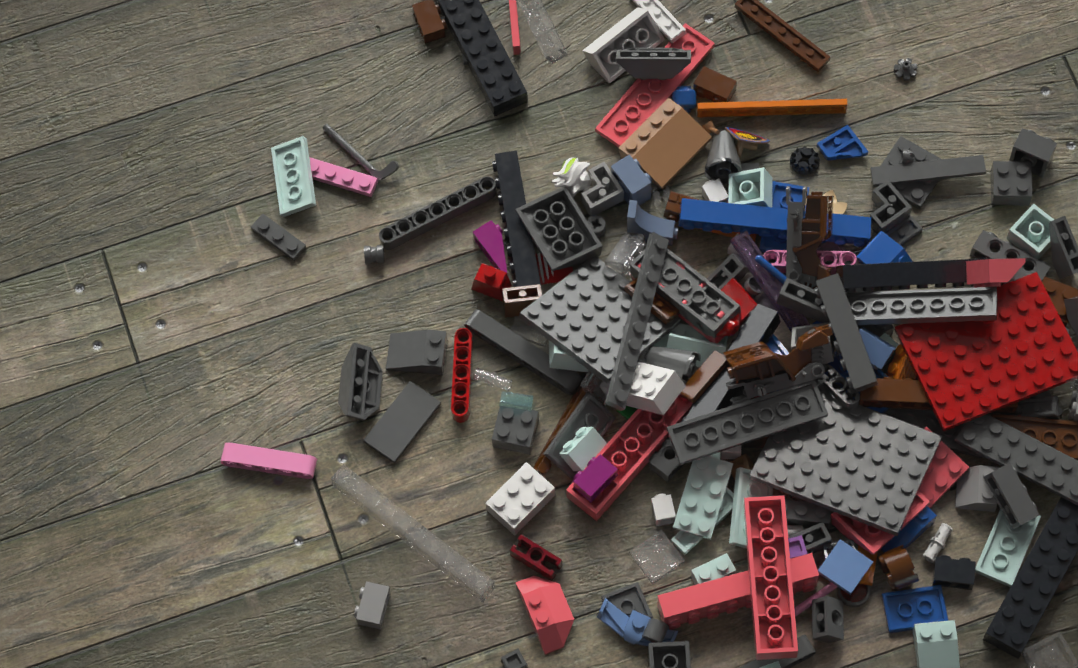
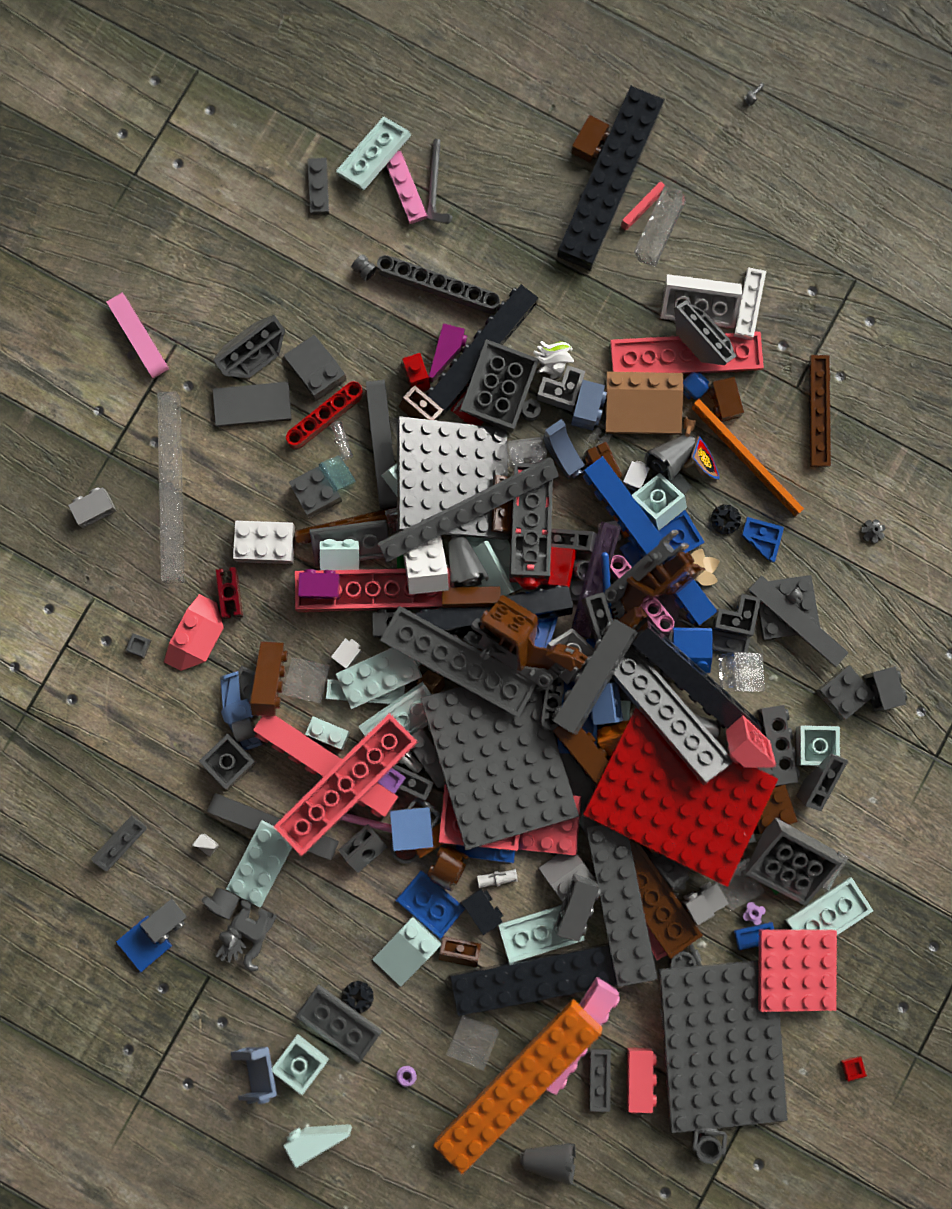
camera: 40 degrees right, 15 degrees up
(633, 576) = (268, 679): none -> reddish brown brick
(930, 241) = (741, 672): none -> clear bracket
(972, 617) = (459, 951): none -> reddish brown slope

